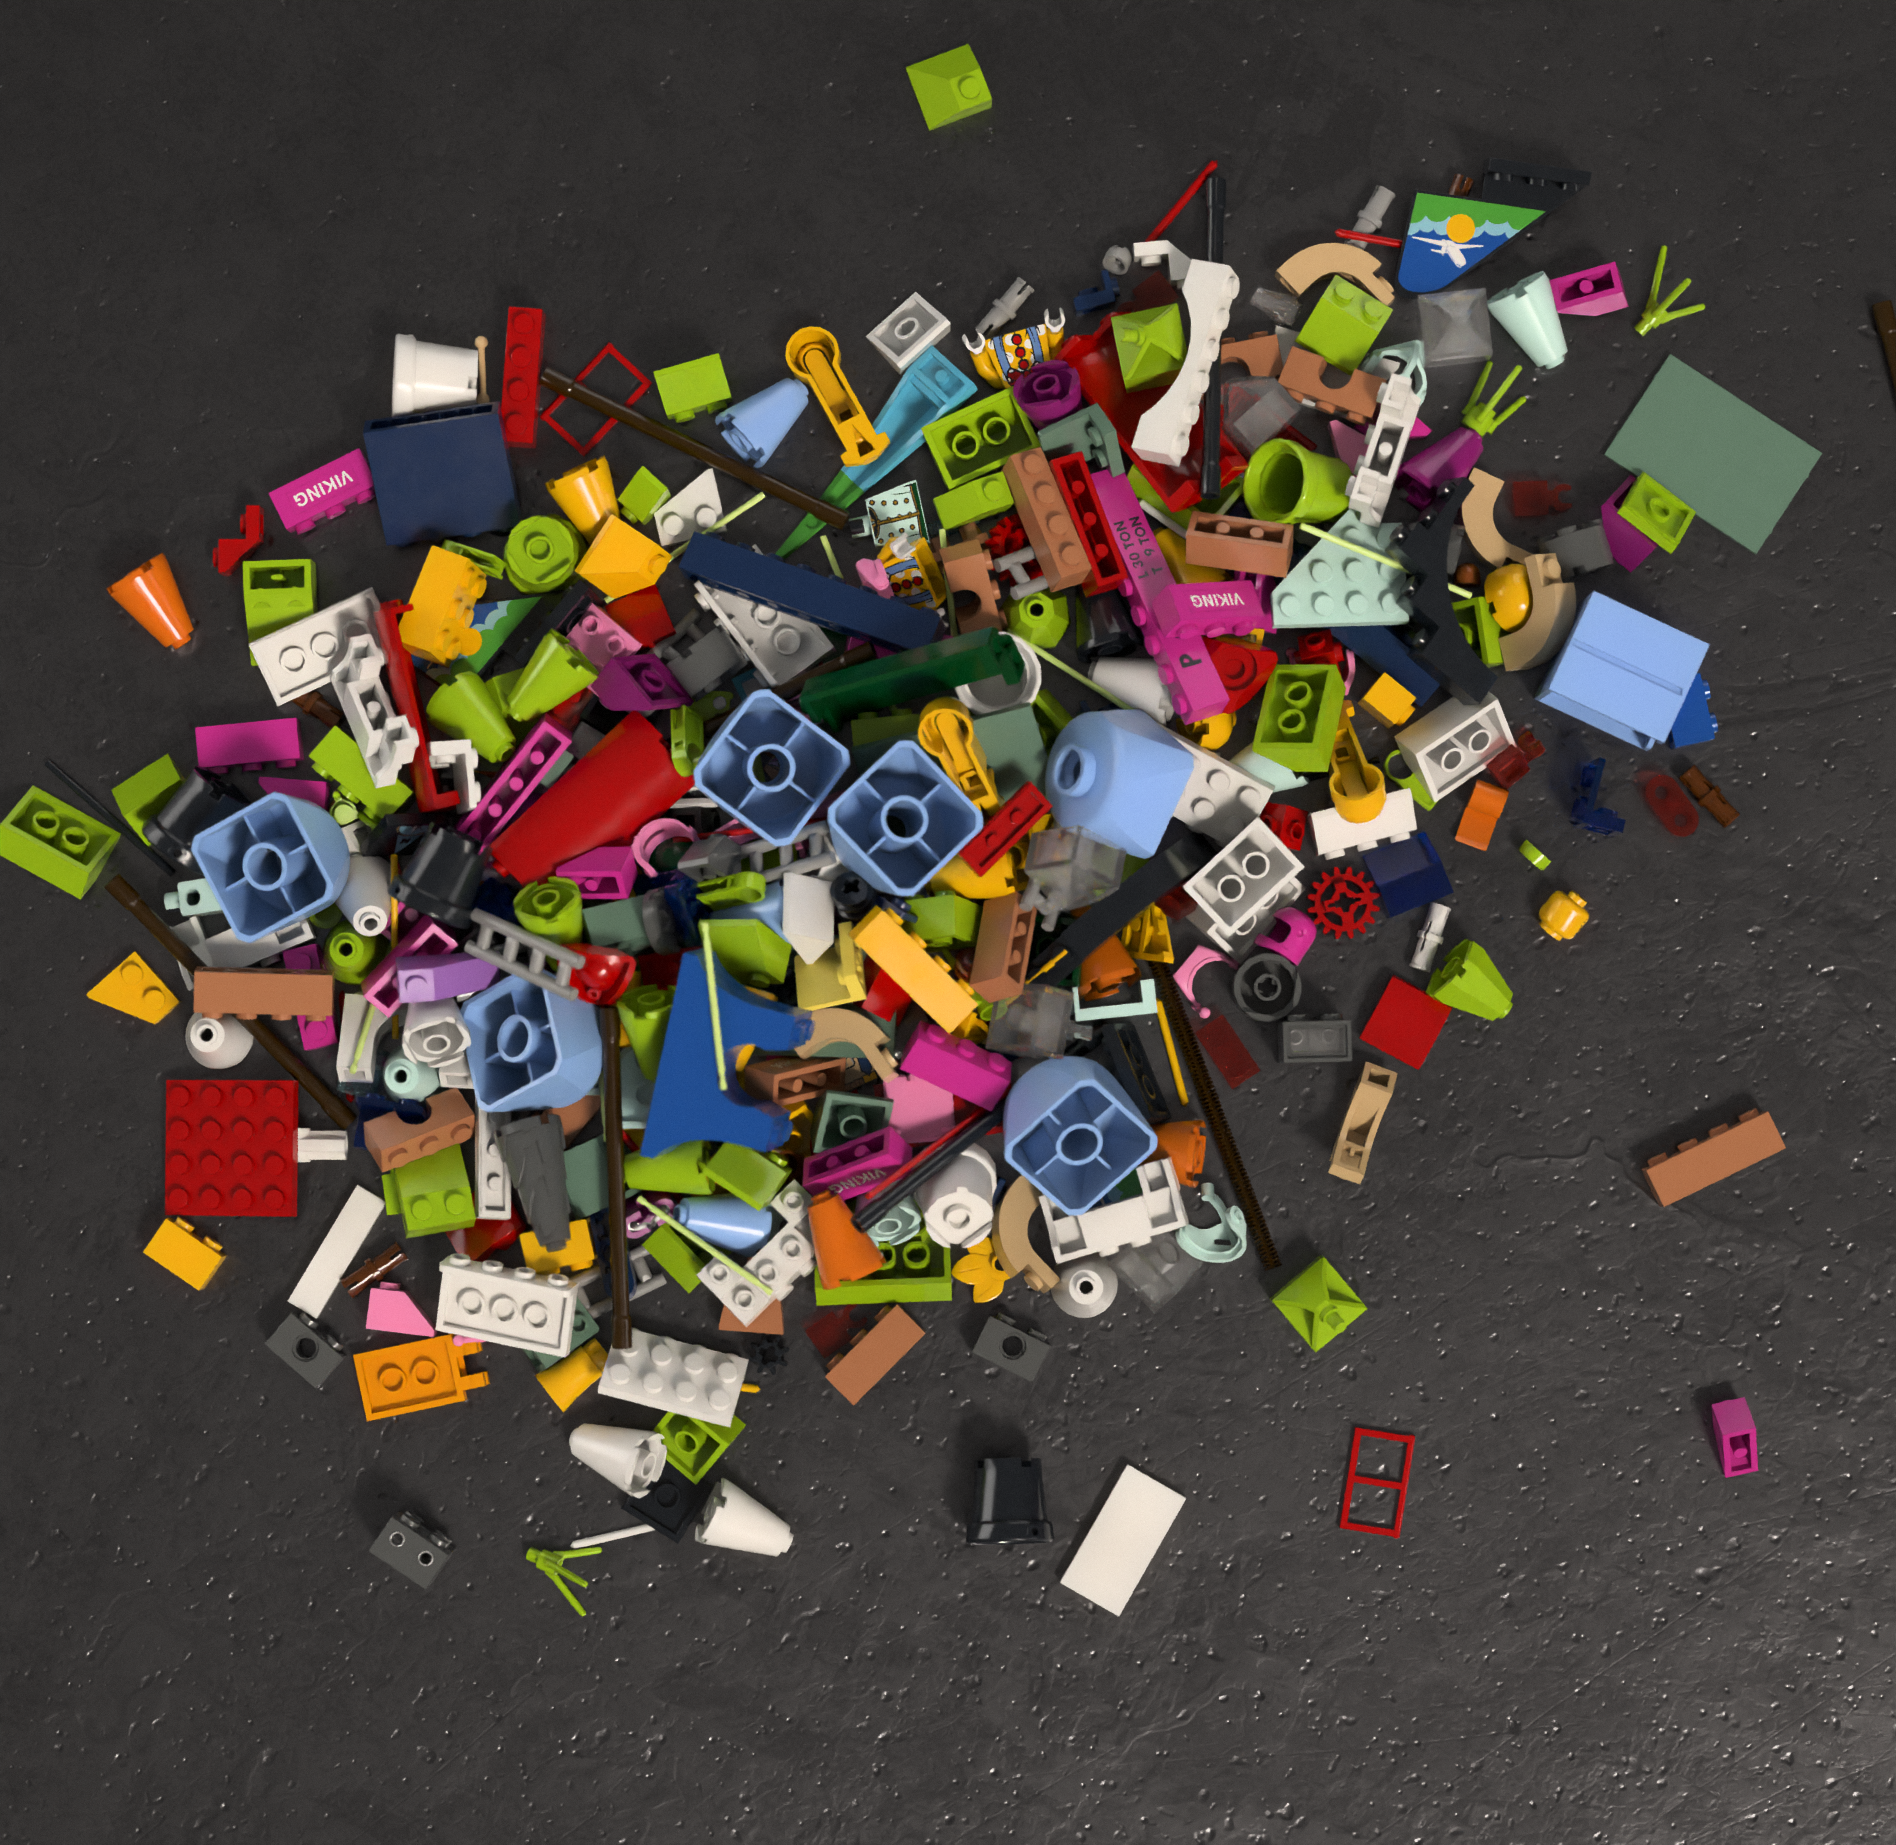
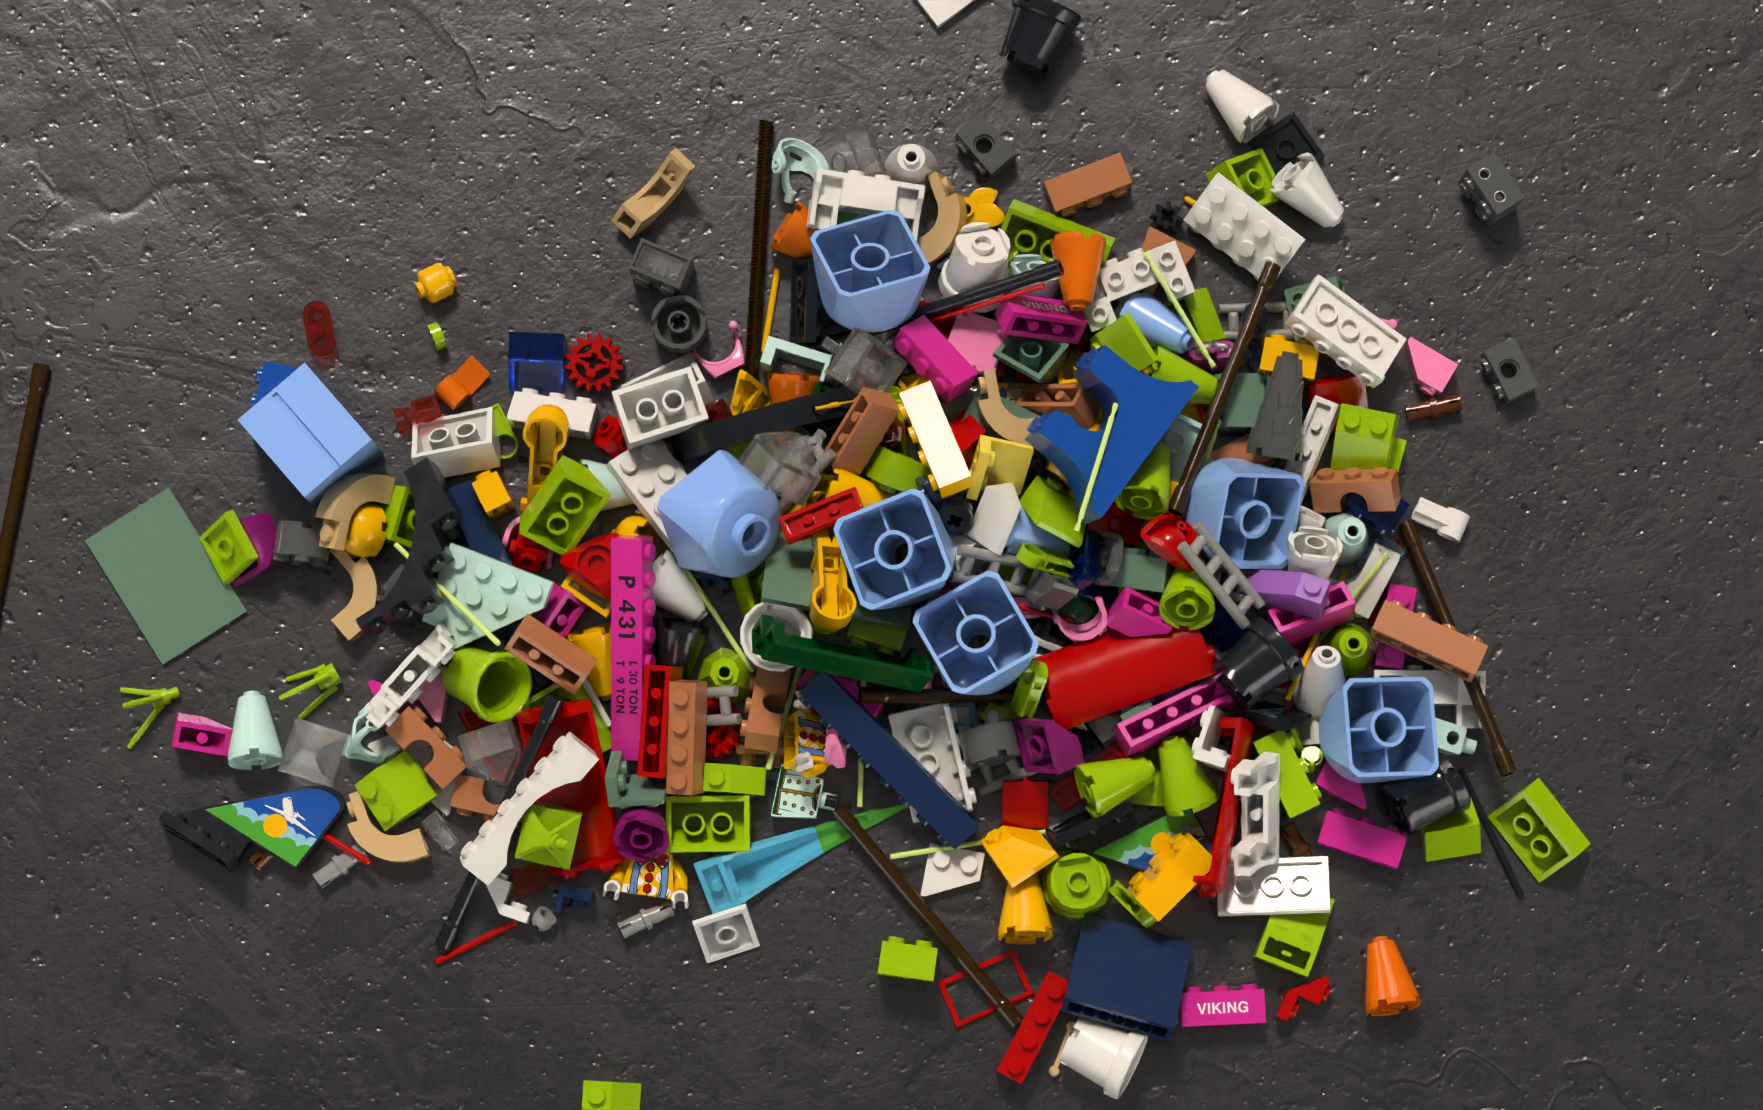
camera: 155 degrees left, 5 degrees down
(136, 990) = (1525, 692): yellow wing -> none
(185, 1252) = (1569, 480): yellow brick -> none
(226, 1048) = (1472, 617): white cone -> none
(231, 1148) = (1502, 542): red plate -> none
(337, 1251) = (1455, 433): white tile -> none
(416, 1376) = (1436, 315): light orange tile -> none
(552, 1565) = (1393, 137): lime plant -> none
(574, 1373) = (1324, 261): yellow plant -> none
(601, 638) = (1060, 798): bright pink piece -> none
(611, 1536) = (1340, 139): white axle -> none
(643, 497) = (982, 893): lime slope -> none
(763, 420) = (865, 913): light blue cone -> none
(831, 1332) = (1113, 216): clear red plate -> none
(838, 405) = (802, 884): yellow piece -> none
(1207, 609) = (596, 614): dark pink brick -> none
(1227, 1051) = (729, 292): clear red plate -> none
(1299, 939) = (640, 349): dark pink helmet -> none
(1318, 1303) = (745, 79): lime piece -> none
(1405, 1022) = (587, 256): red slope -> none
(1430, 937) = (541, 310): white pin -> none
(1445, 459) = (373, 653): magenta cone -> none
(1467, 576) = (389, 564): dark orange hinge -> none
(1471, 983) = (527, 262): lime cone -> none
(1533, 498) = (313, 599): clear red plate -> none
(1599, 821) = (383, 353): clear blue bracket -> none
(1709, 796) = (287, 323): reddish brown pin -> none
(1712, 1158) = (408, 59): nougat brick -> none

